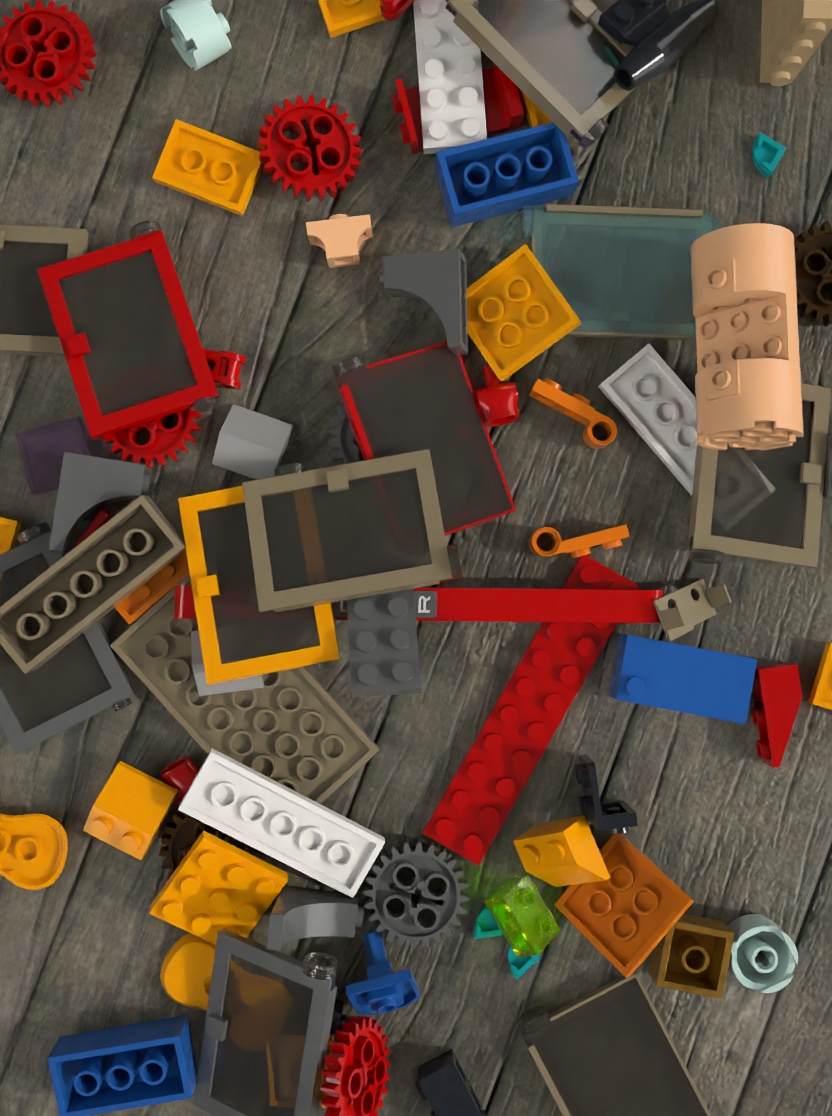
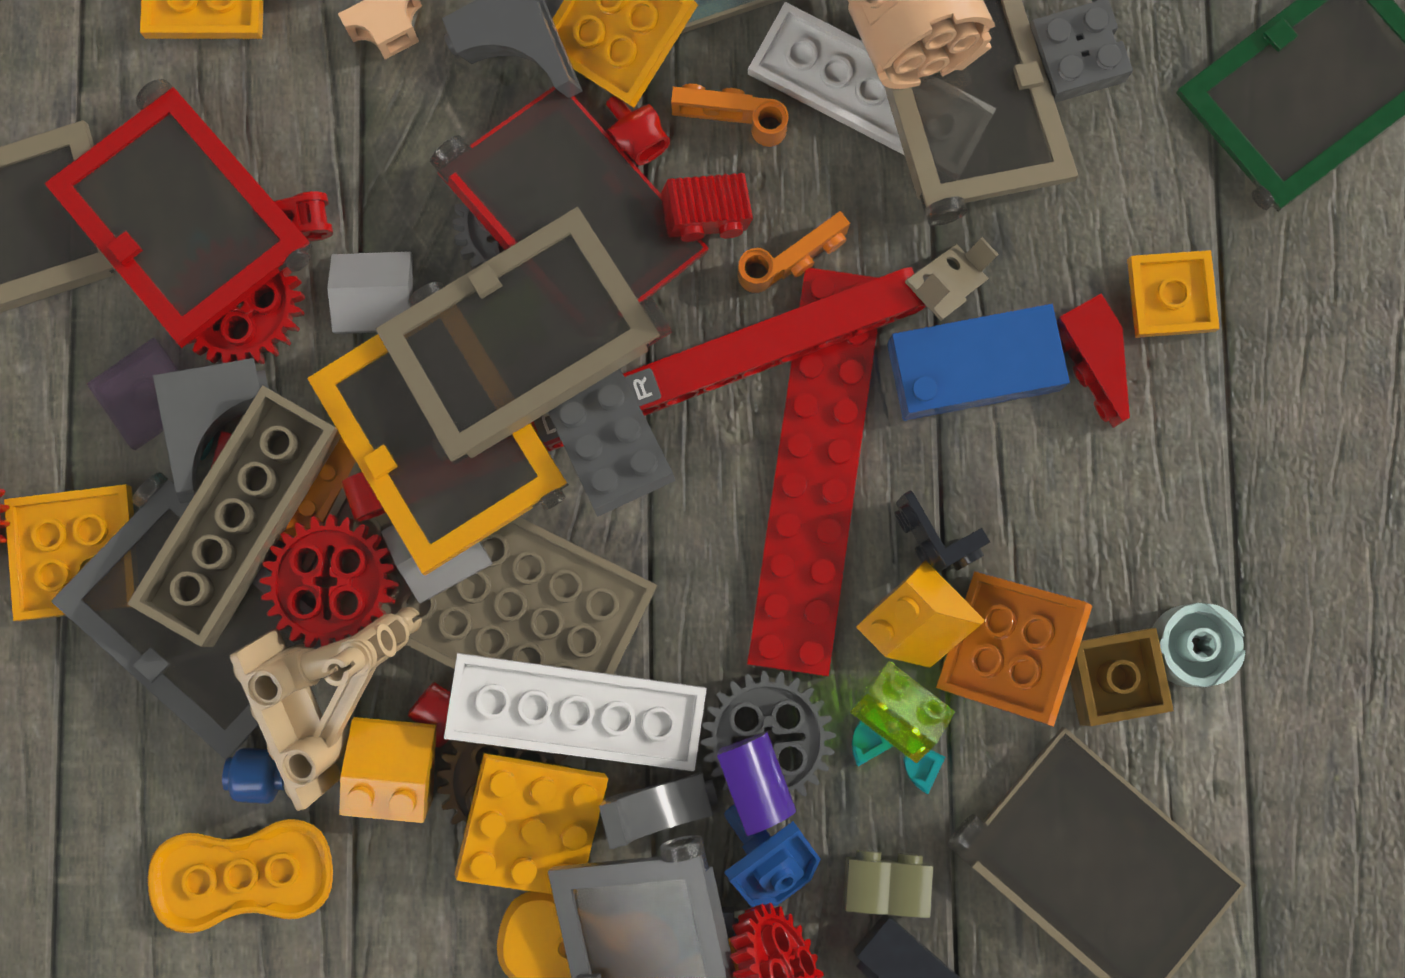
camera: 25 degrees left, 5 degrees down
(33, 774) = (252, 776): none -> blue head
(70, 723) = (284, 706): none -> tan plate
(111, 644) = (291, 582): none -> red gear
(394, 929) = (756, 783): none -> dark purple brick
(461, 1034) = (888, 885): none -> olive brick
(527, 480) = (706, 206): none -> red brick

